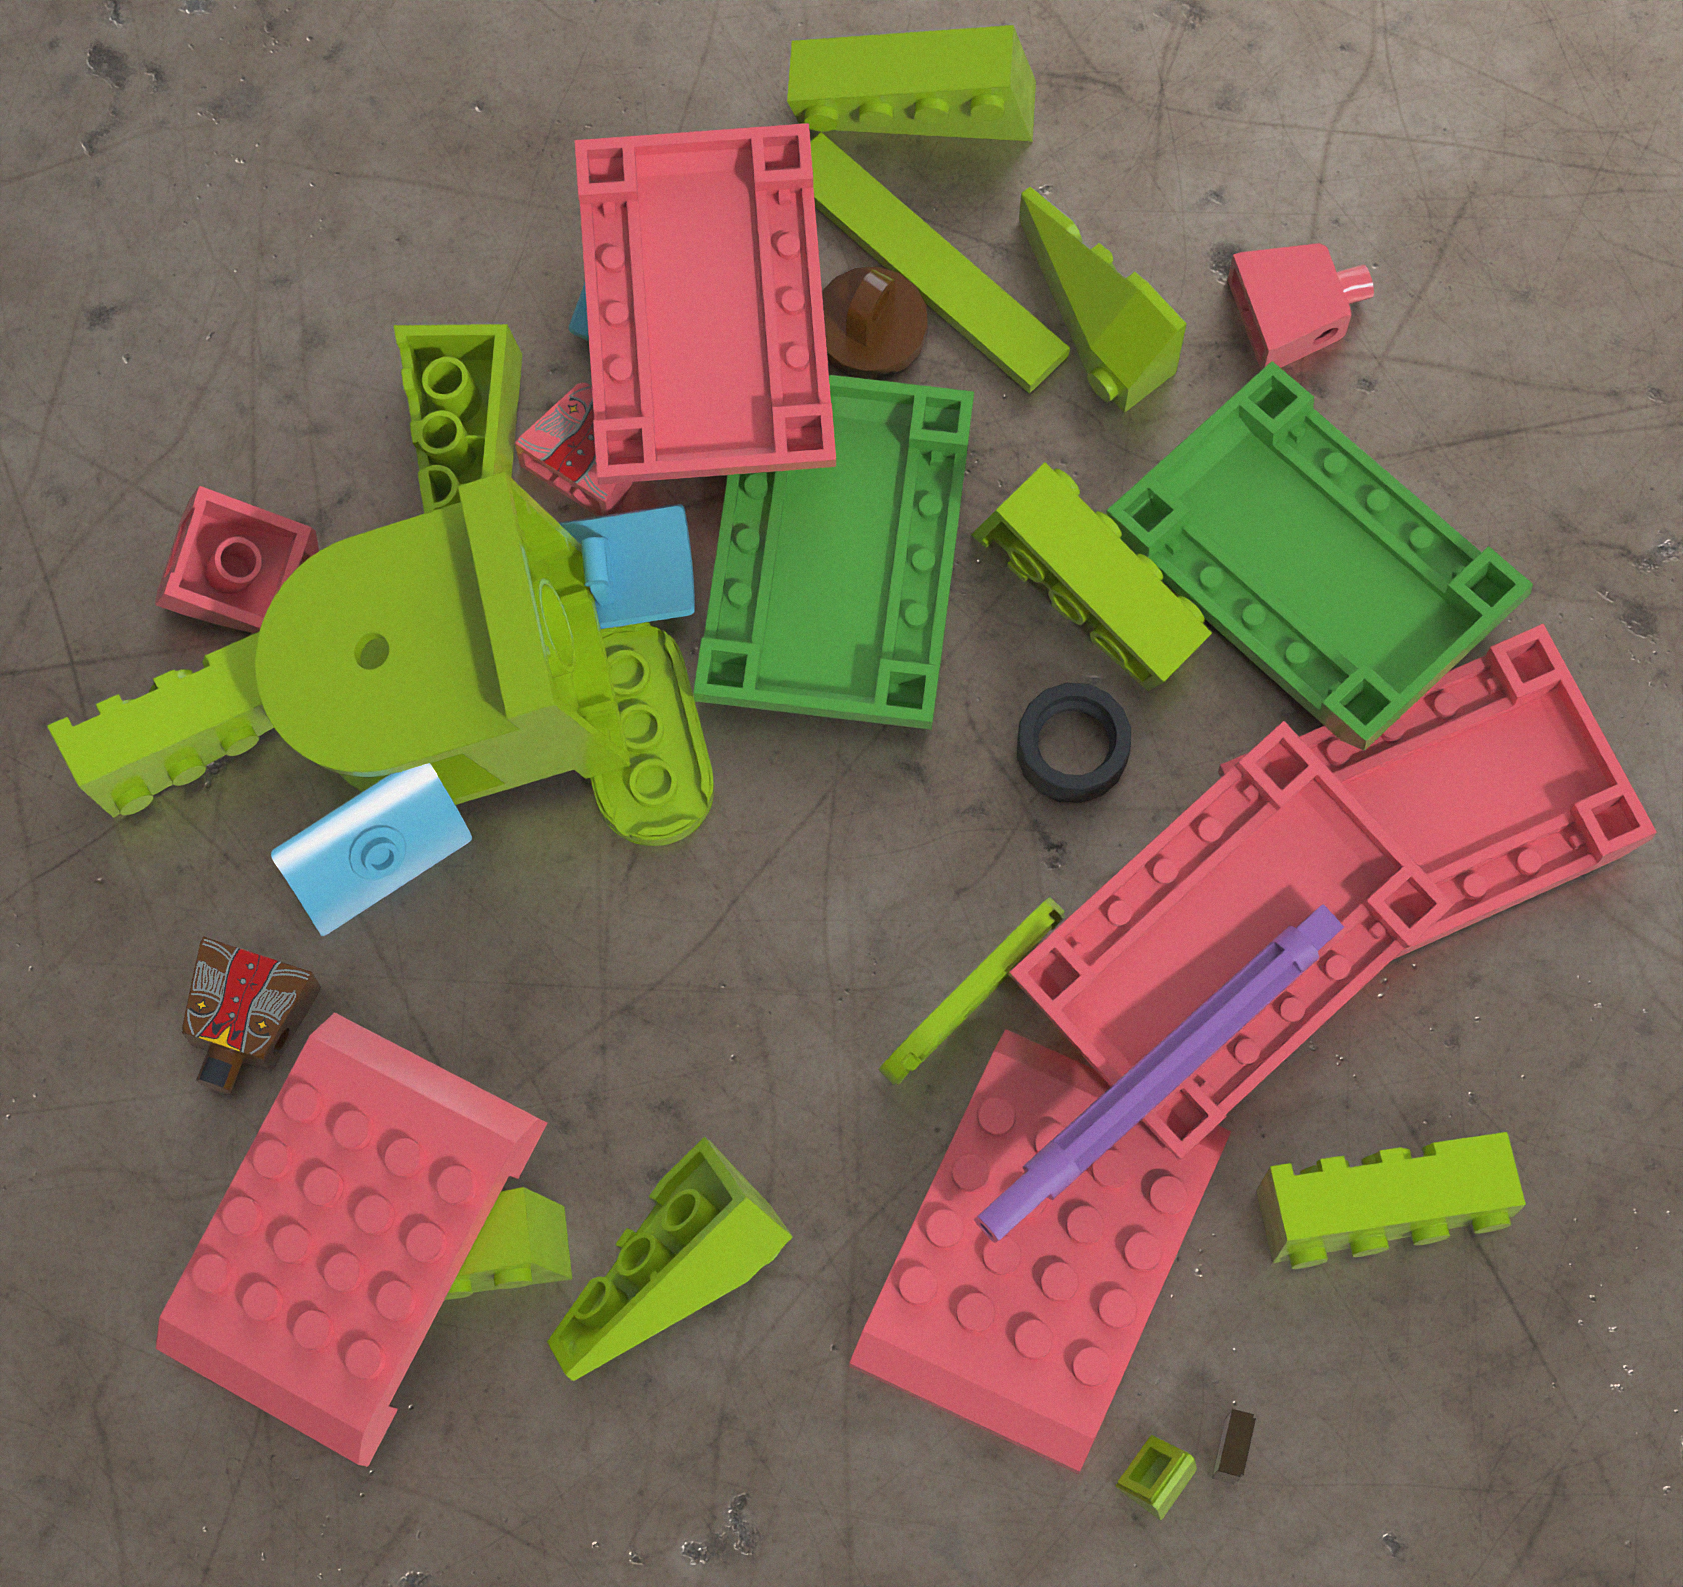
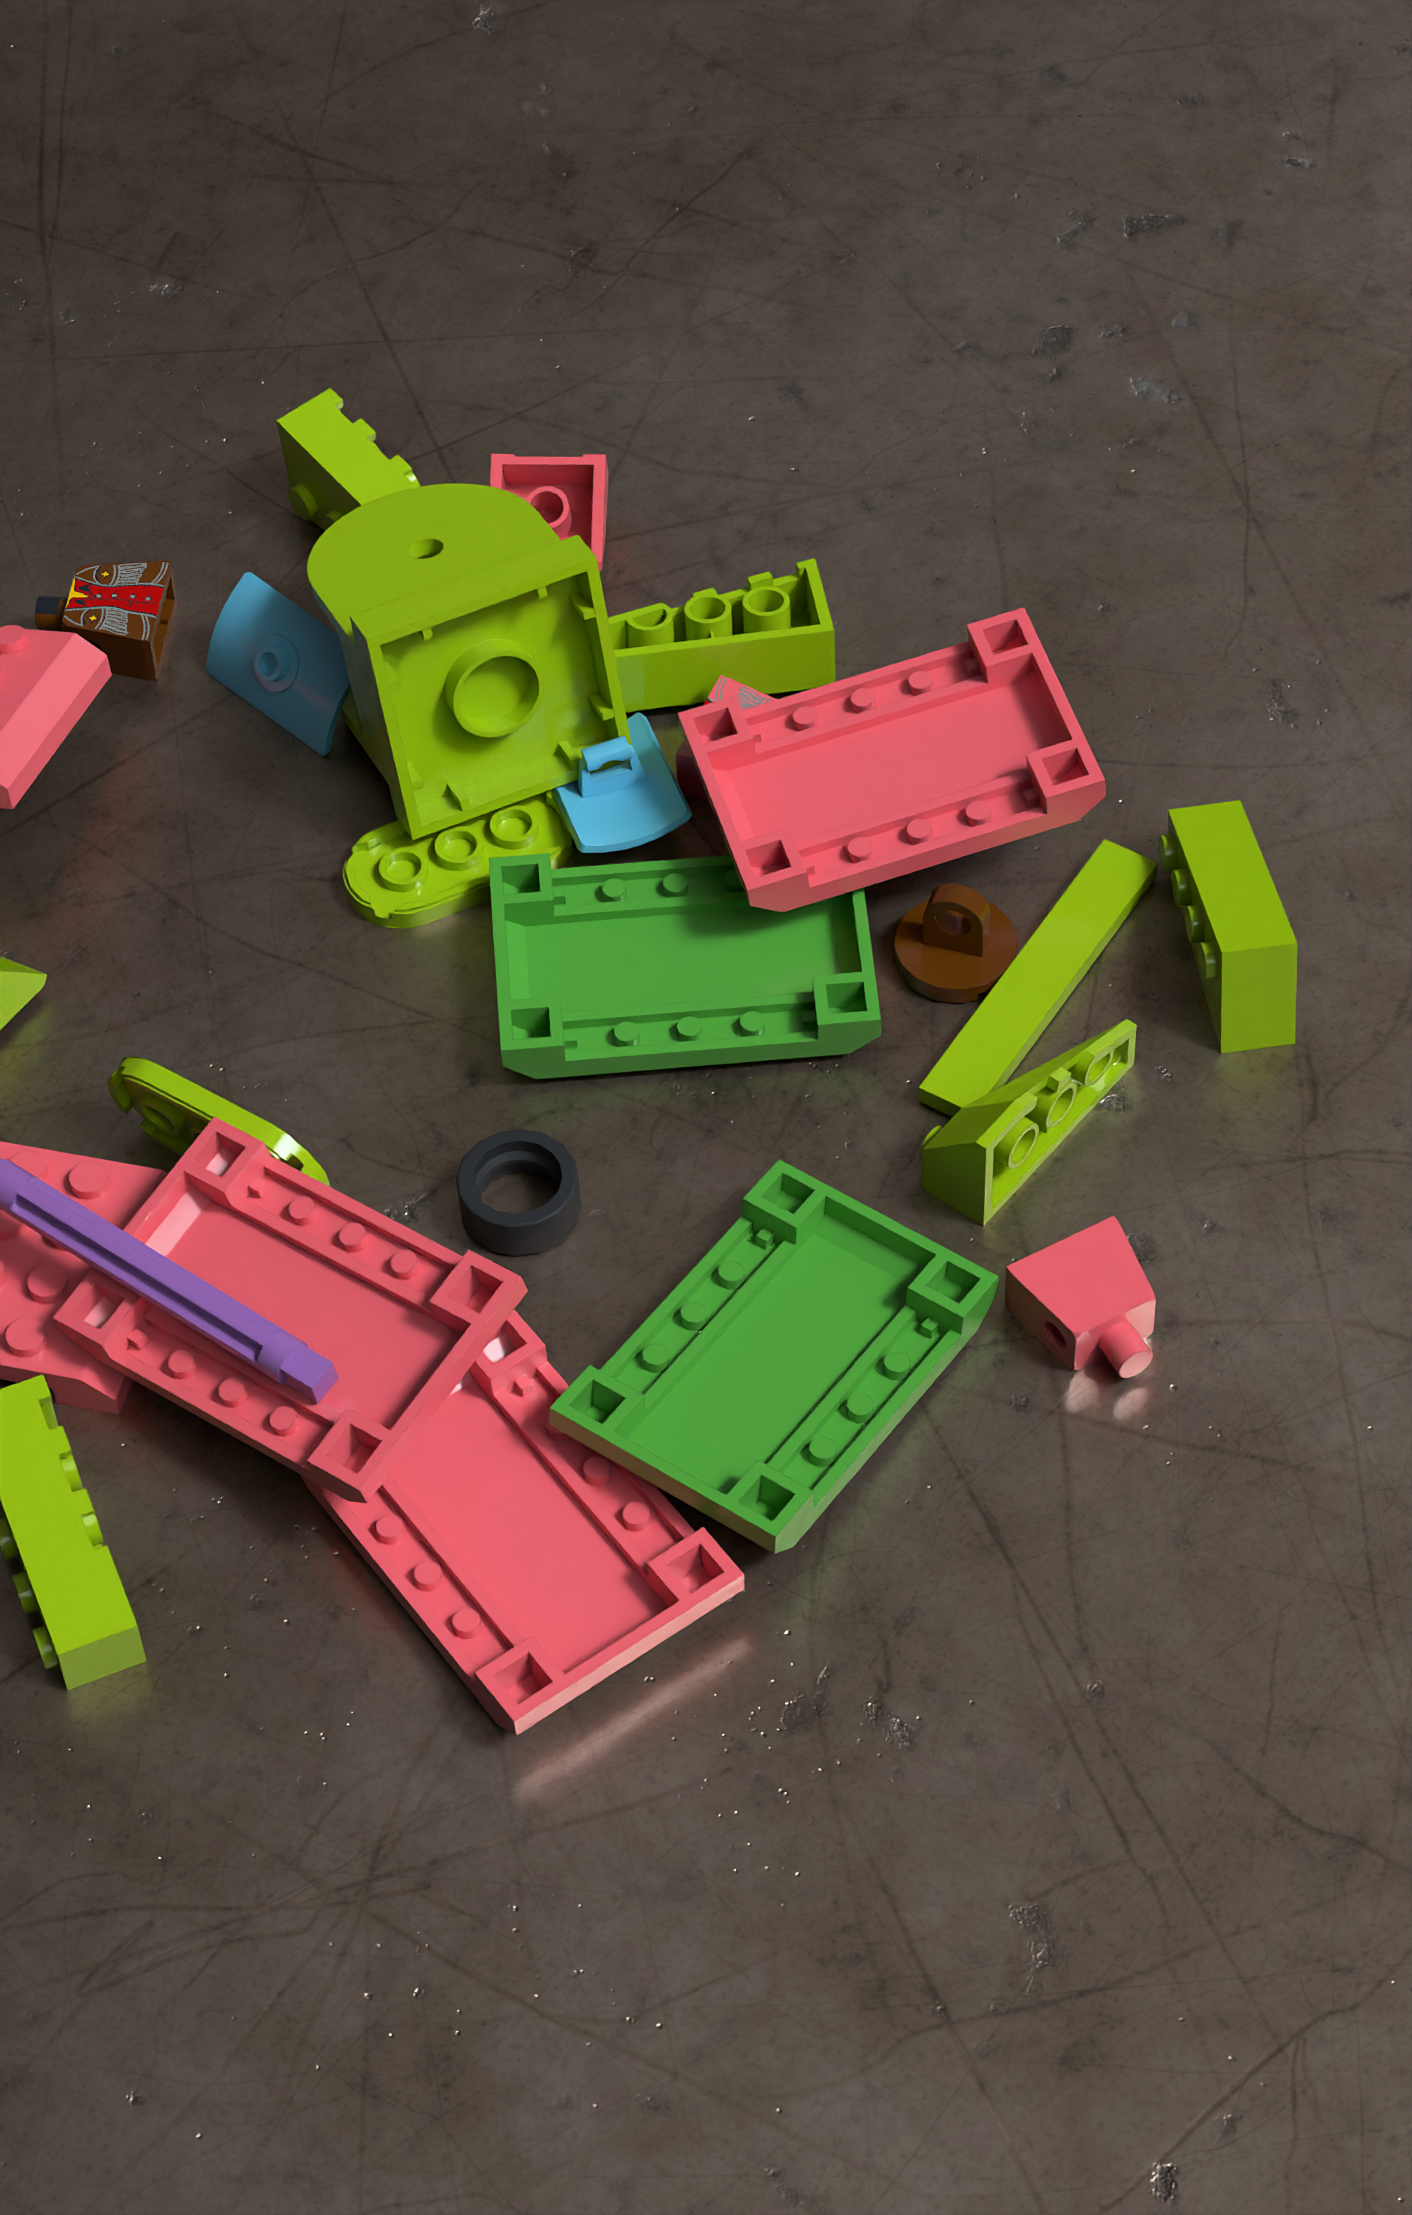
camera: 80 degrees right, 20 degrees down
(1095, 576) = (701, 1161): lime wedge -> none

